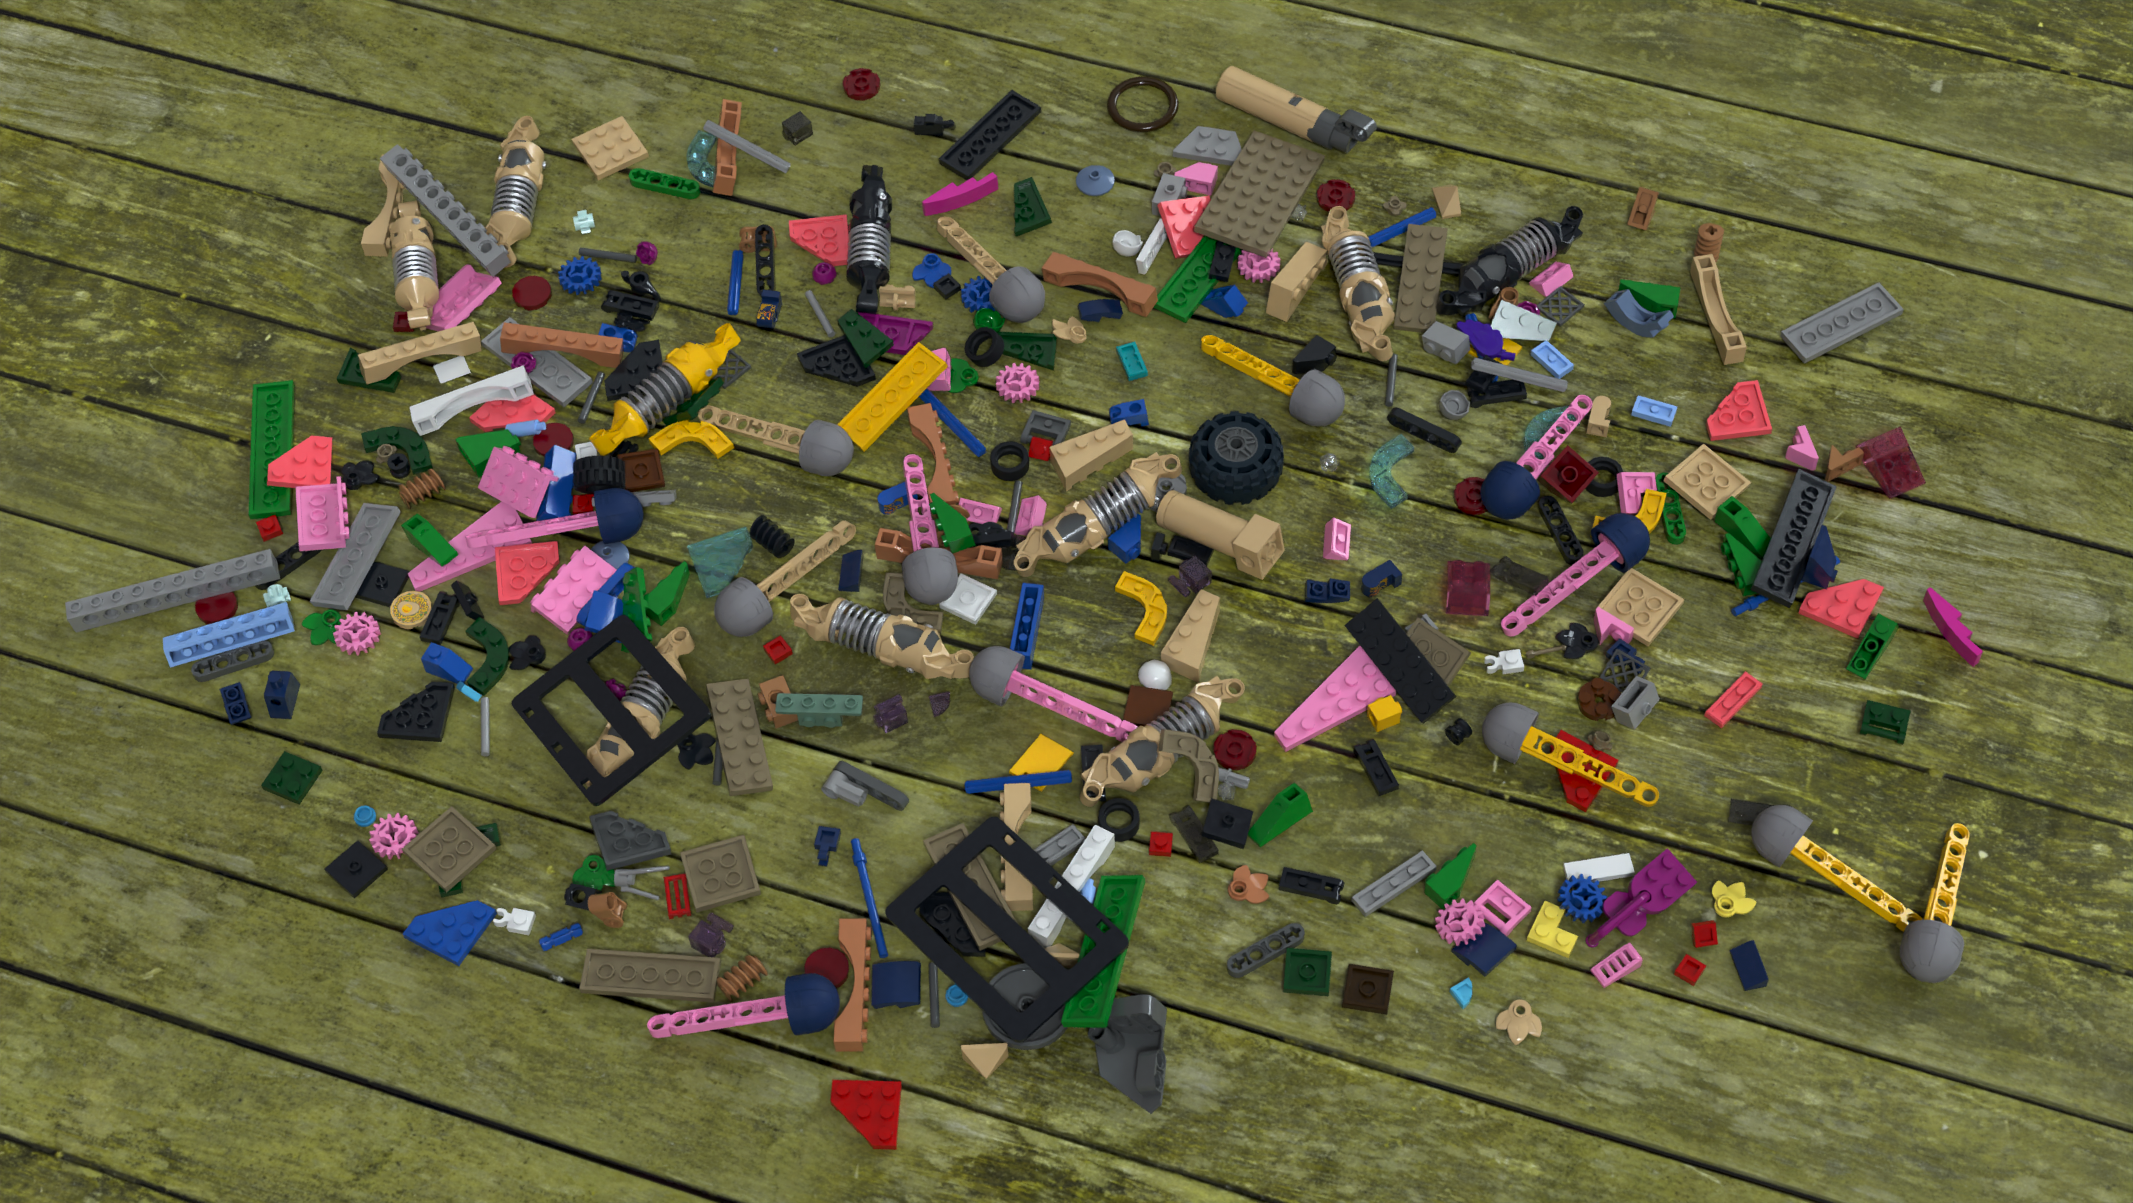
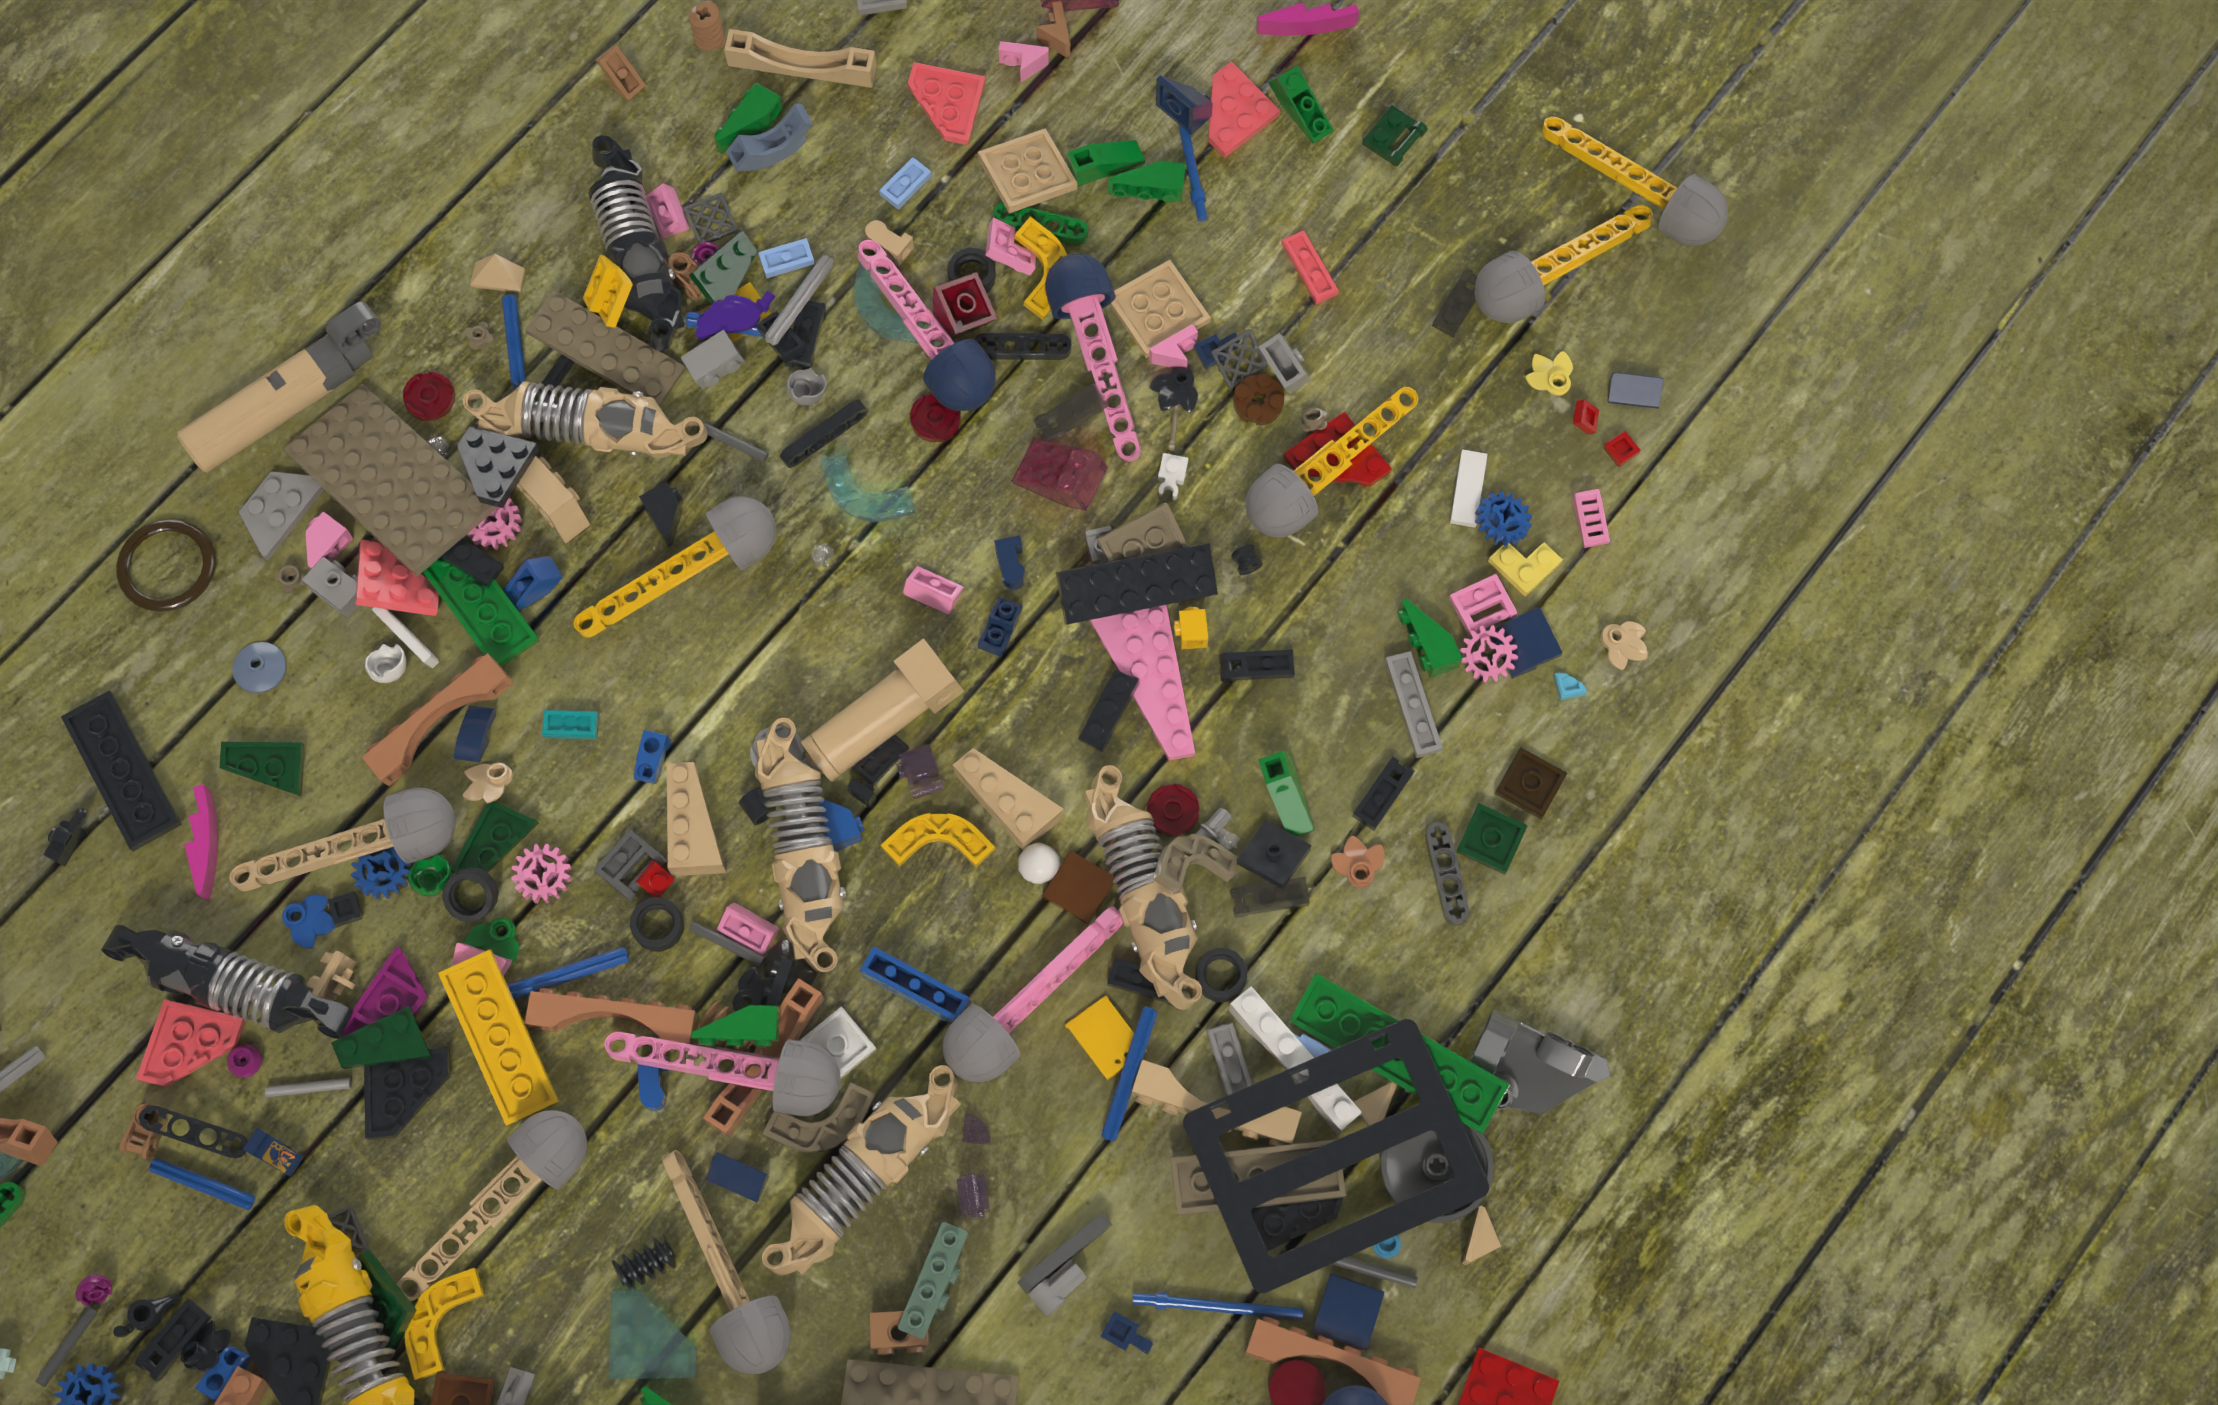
camera: 75 degrees left, 15 degrees up
(777, 649) = (819, 1308): red plate -> none
(980, 512) = (713, 987): bright pink slope -> none
(1161, 844) = (1268, 939): red plate -> none
(1236, 458) = (780, 655): black wheel -> none
(1293, 680) = (1108, 710): none -> black plate
(1296, 241) = (495, 463): none -> plate
(1461, 257) = (607, 291): none -> yellow slope
(1658, 883) = (1522, 448): magenta plate -> none
(1793, 538) = (1142, 117): black plate -> none

